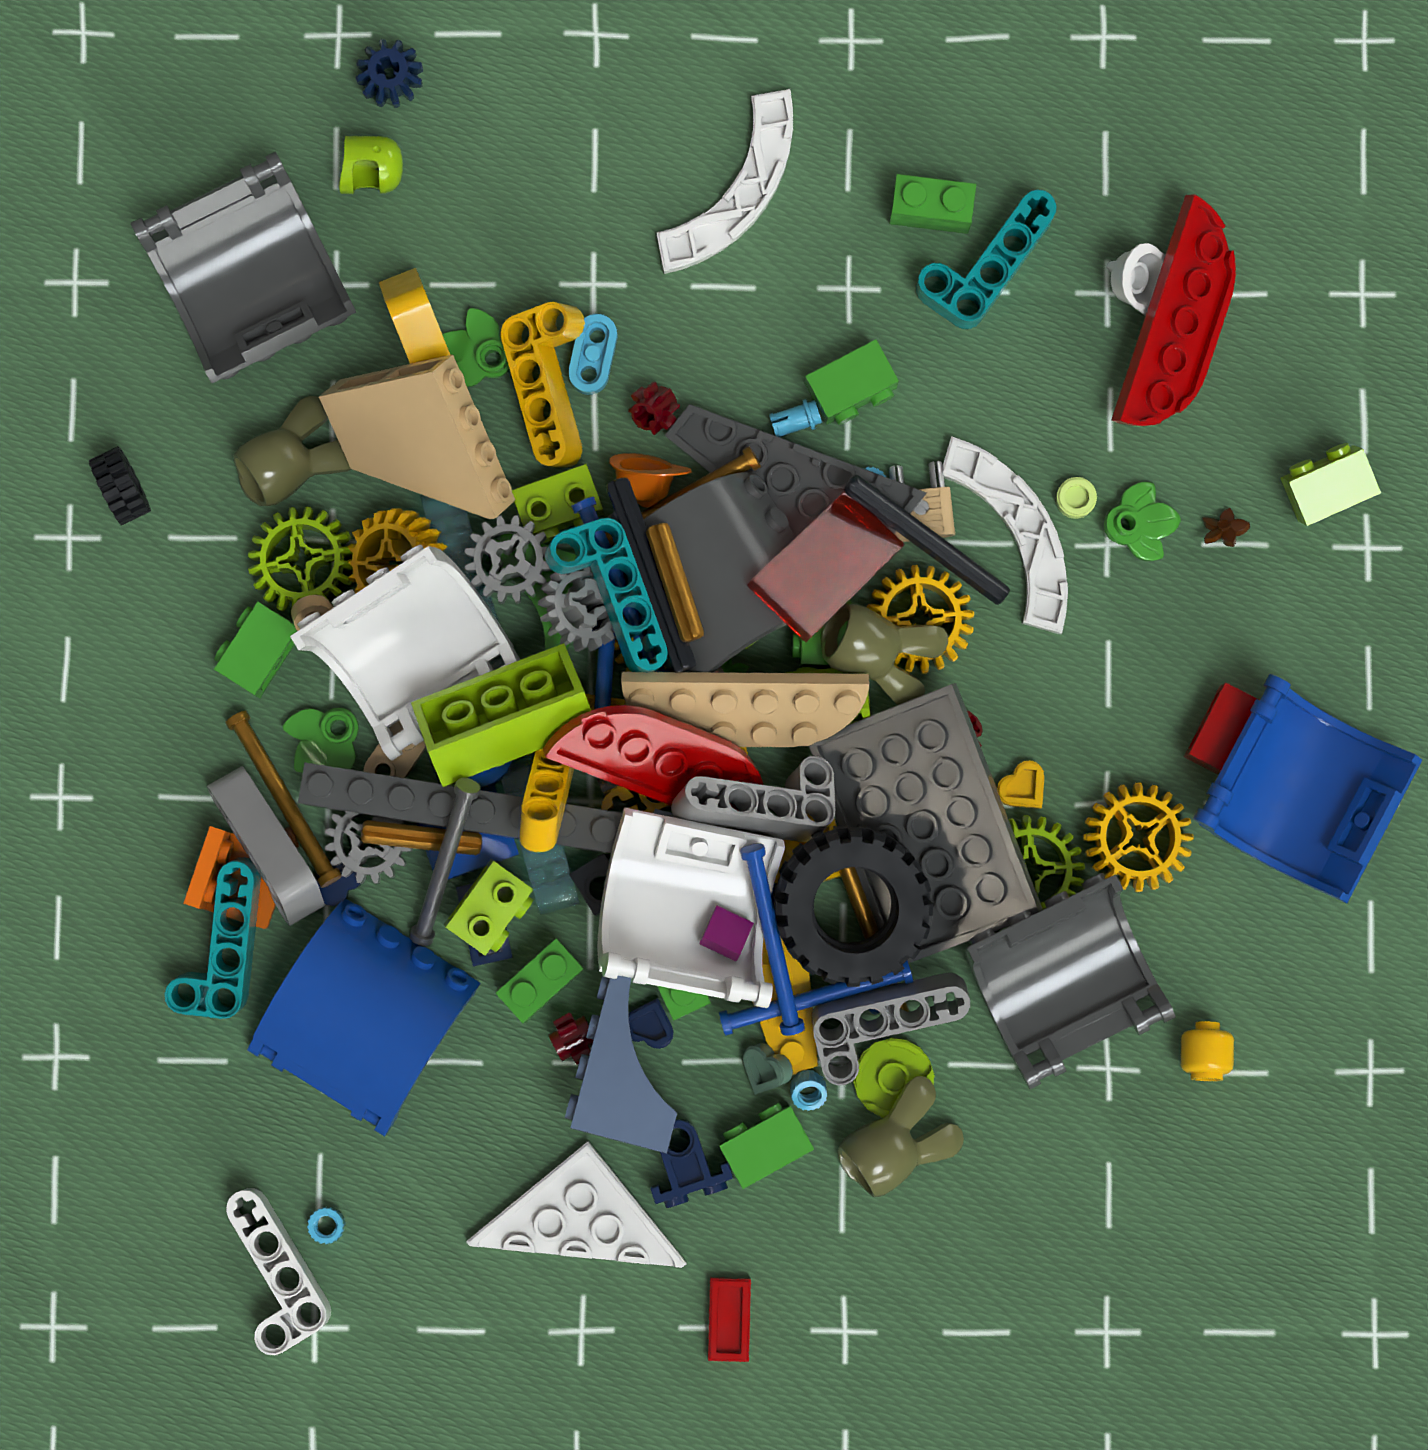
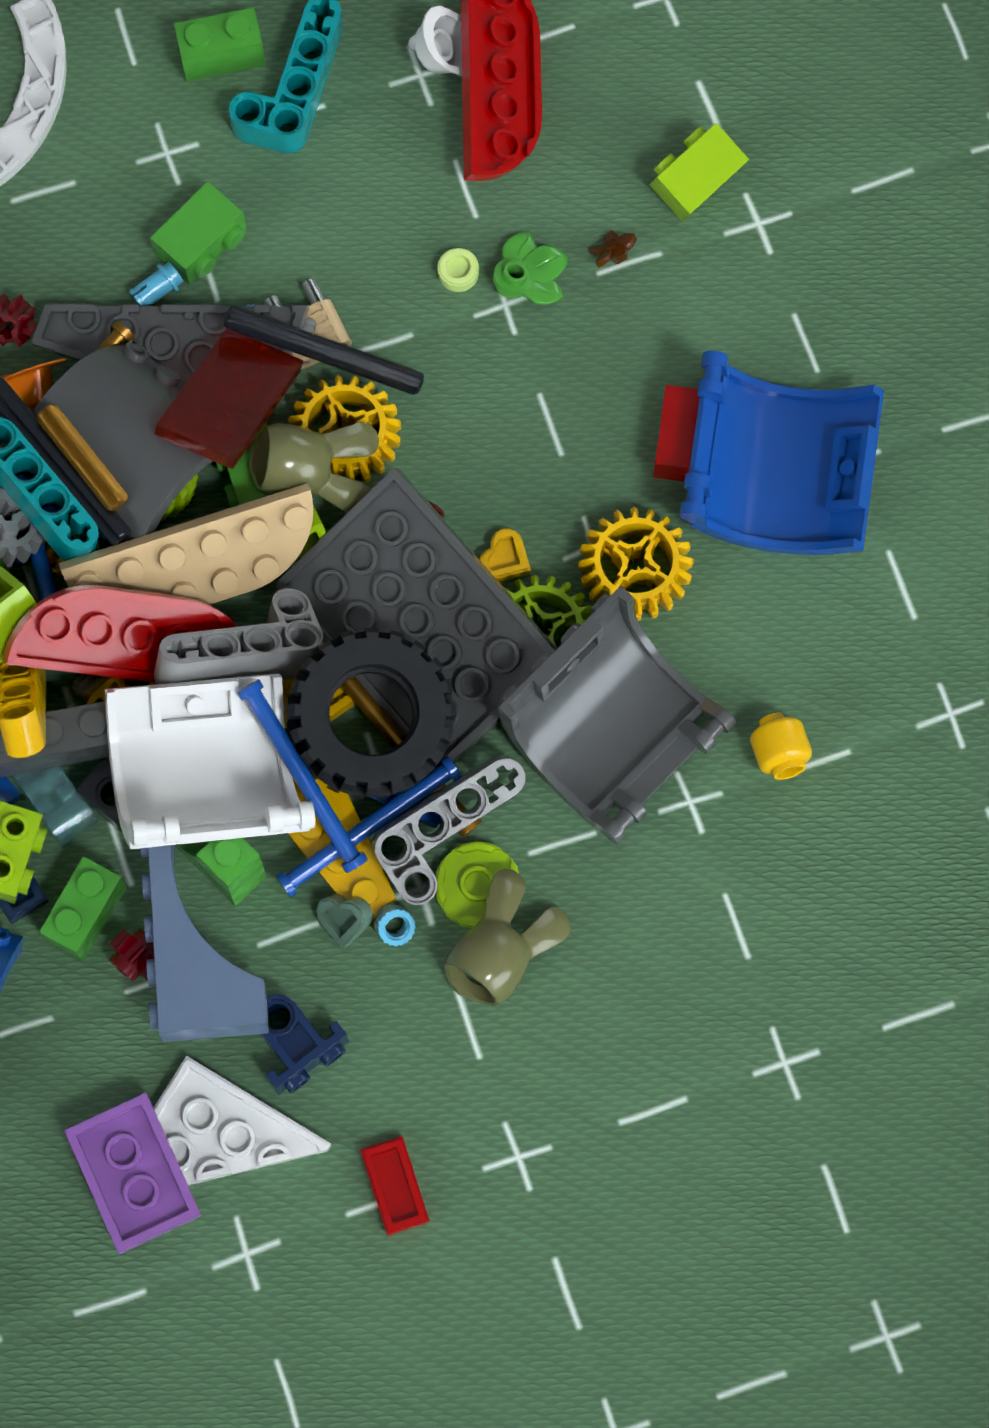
camera: 20 degrees left, 10 degrees down
(507, 1232) = (132, 1173): none -> medium lavender plate
(651, 1025) = (213, 917): dark blue tile -> none
(726, 933) = (252, 782): magenta tile -> none
(765, 1145) = (369, 993): bright green brick -> none
(1026, 521) = (419, 309): white tile -> none

